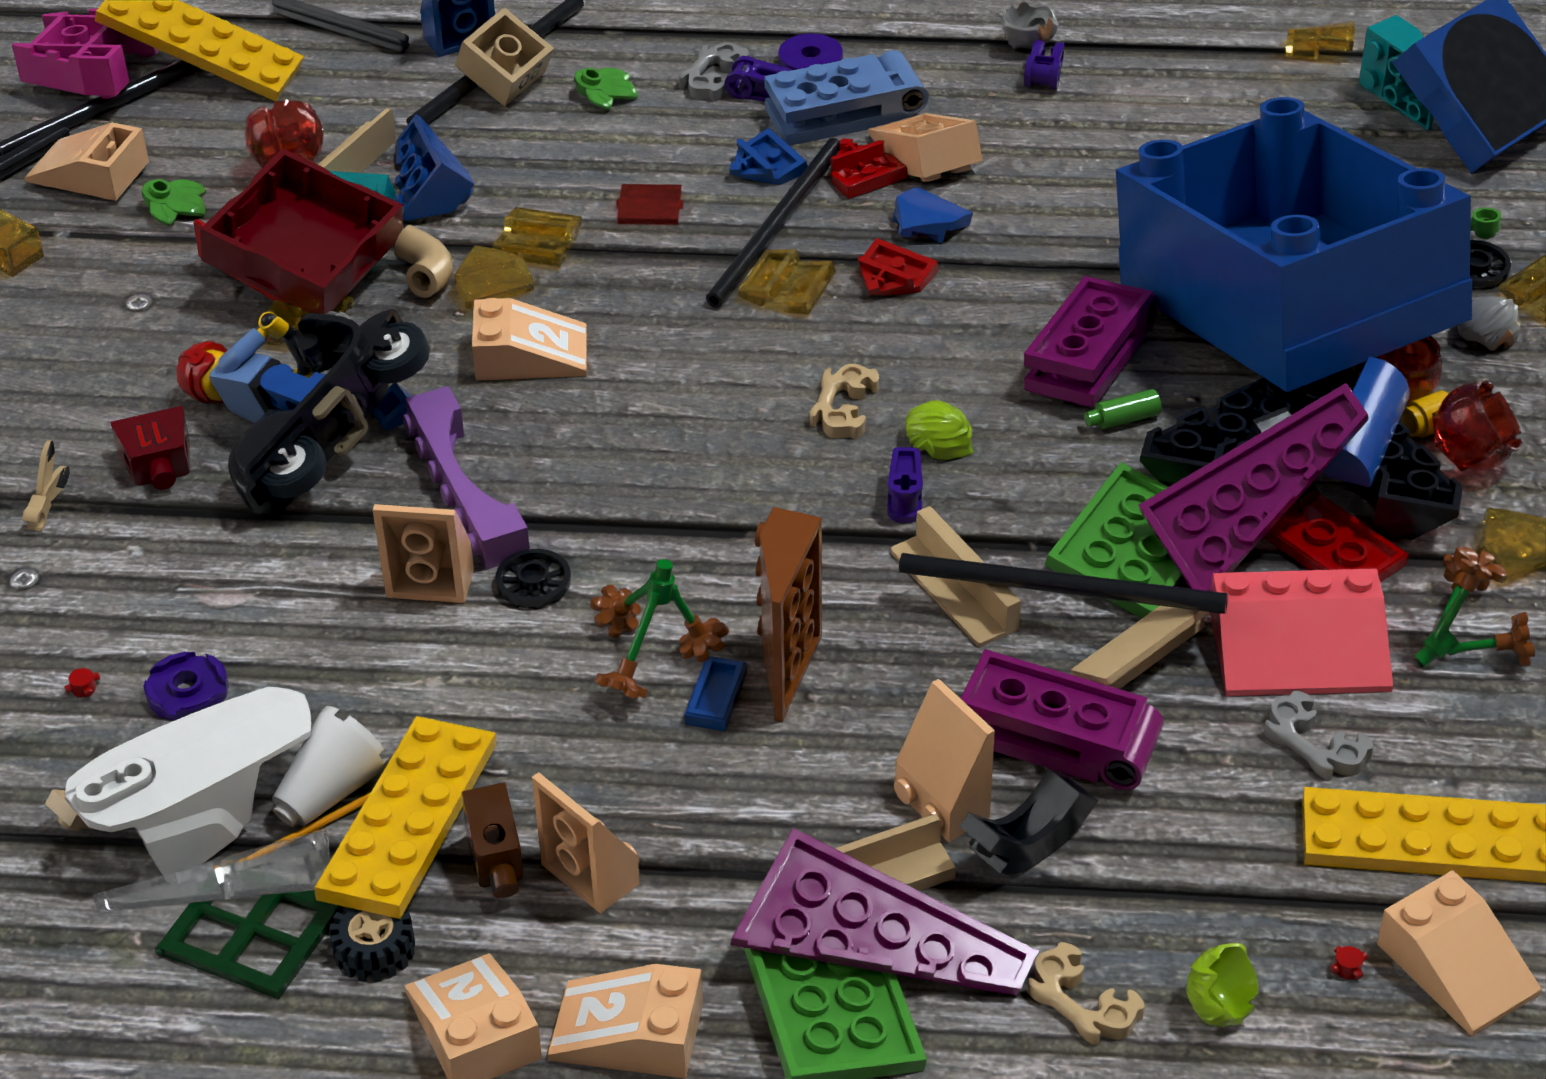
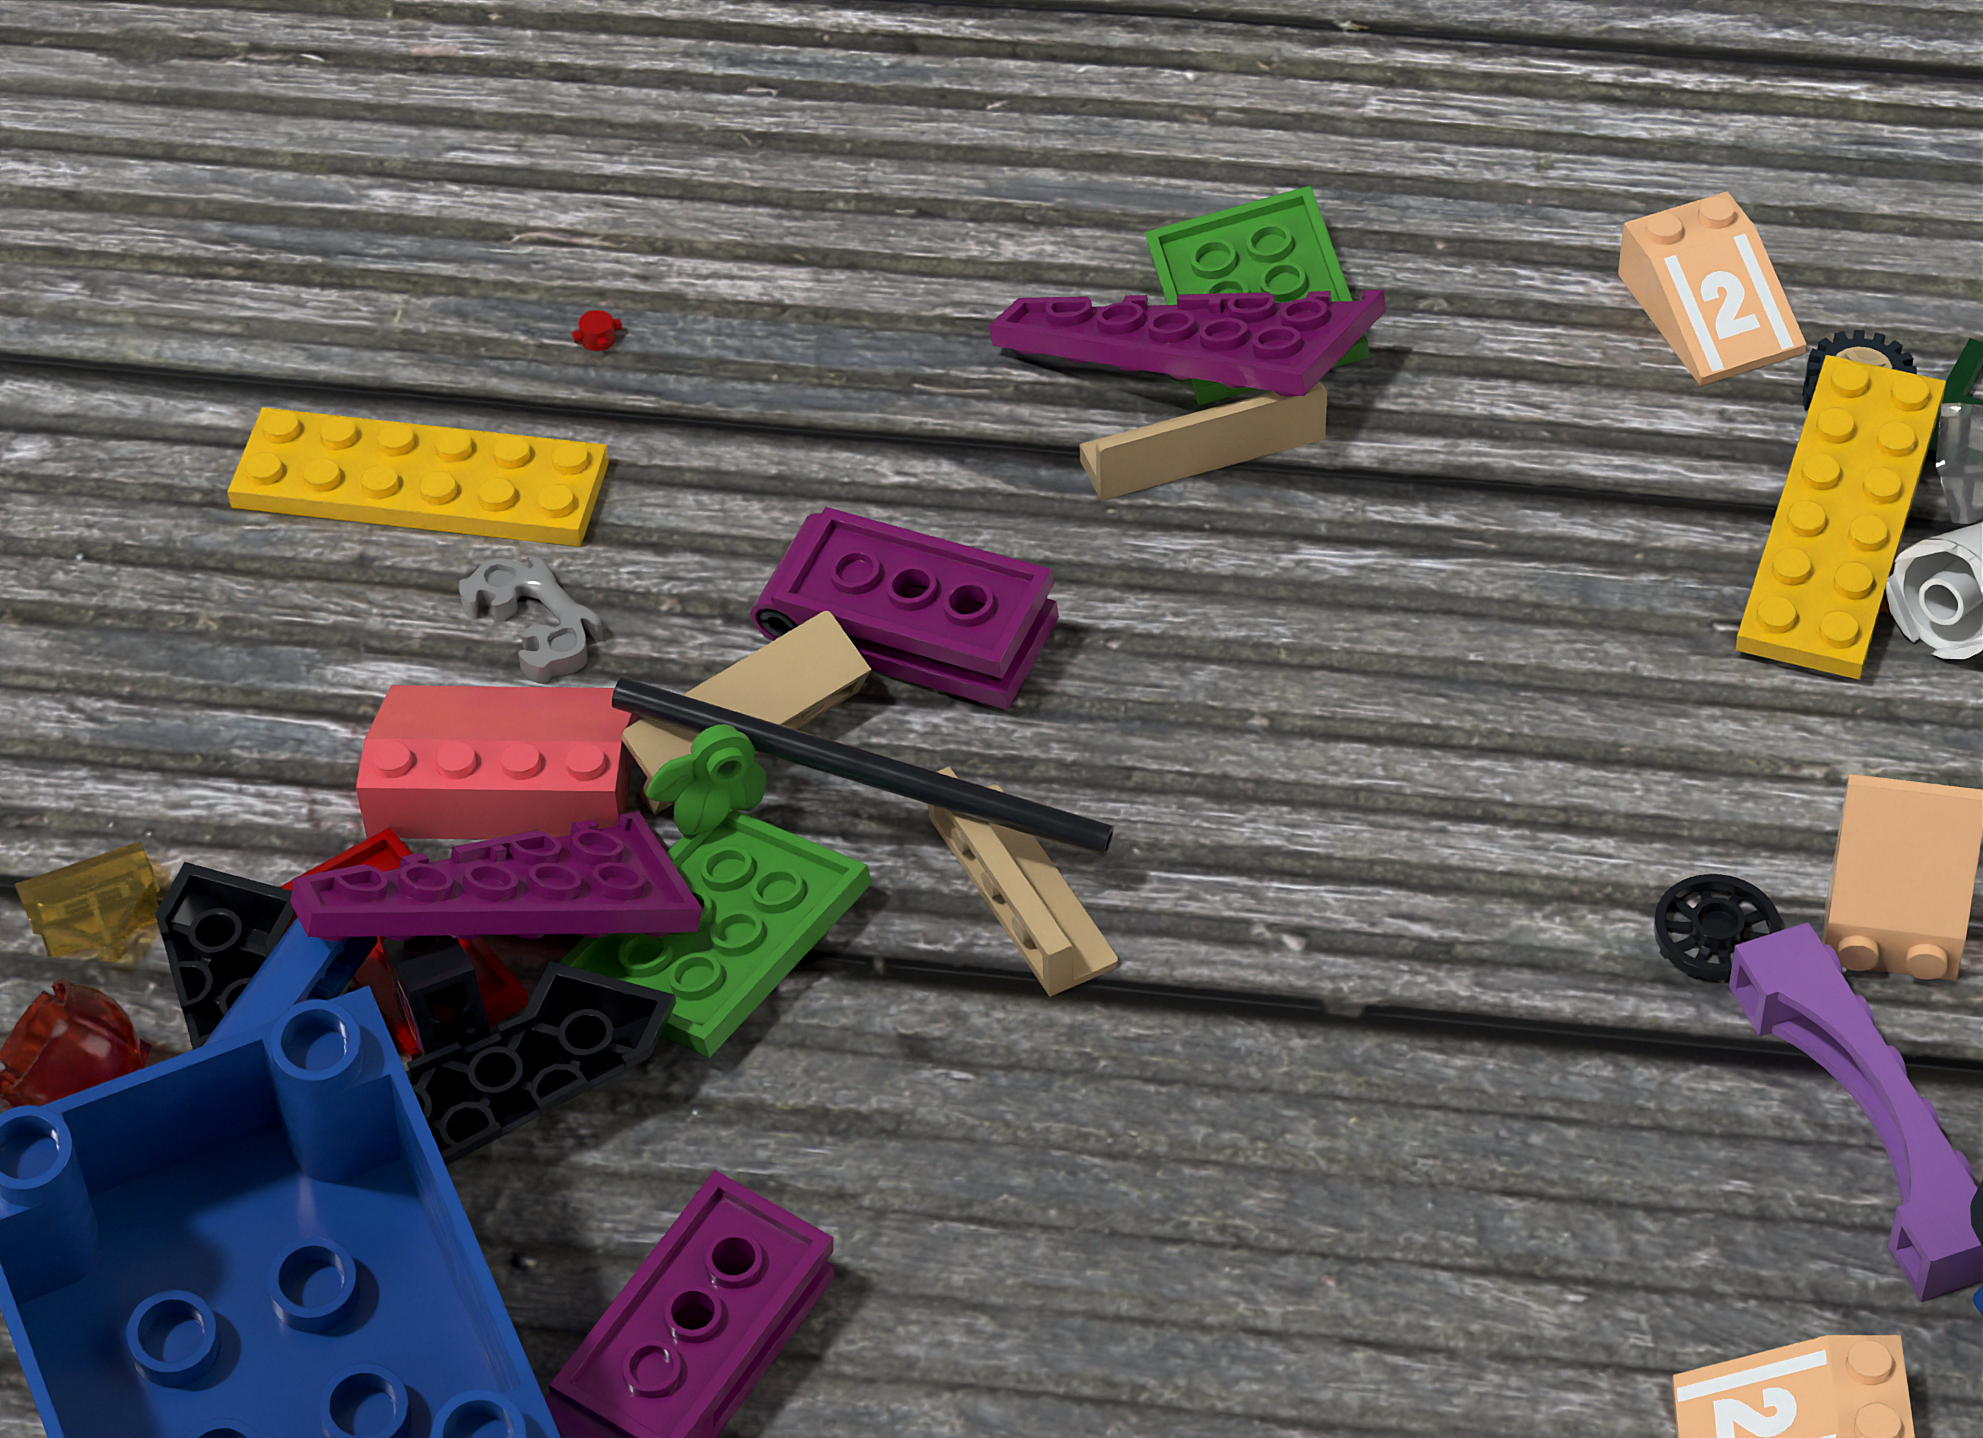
camera: 175 degrees left, 5 degrees up
(493, 848) = (1713, 452): reddish brown torso -> none
(582, 849) = (1588, 422): light nougat slope -> none
(620, 610) = (1553, 706): dark orange plant -> none
(631, 1020) = (1510, 279): light nougat slope -> none
(716, 693) = (1408, 718): blue tile -> none
(789, 600) = (1295, 694): dark orange slope -> none
(846, 420) = (1153, 1323): tan helmet -> none
(905, 485) = (1082, 1050): dark purple piece -> none
(939, 430) = (1008, 1173): lime hair -> none
(946, 761) = (1076, 517): light nougat slope -> none
(1034, 828) = (988, 468): black arch -> none
(1063, 968) = (955, 335): tan helmet -> none
(1124, 409) = (645, 1208): bright green cylinder -> none
(1156, 568) = (710, 780): none -> bright green plate
(1222, 985) = (776, 278): lime hair -> none
(1457, 953) = (466, 327): light nougat slope -> none
(1468, 573) = (230, 666): dark orange plant -> none

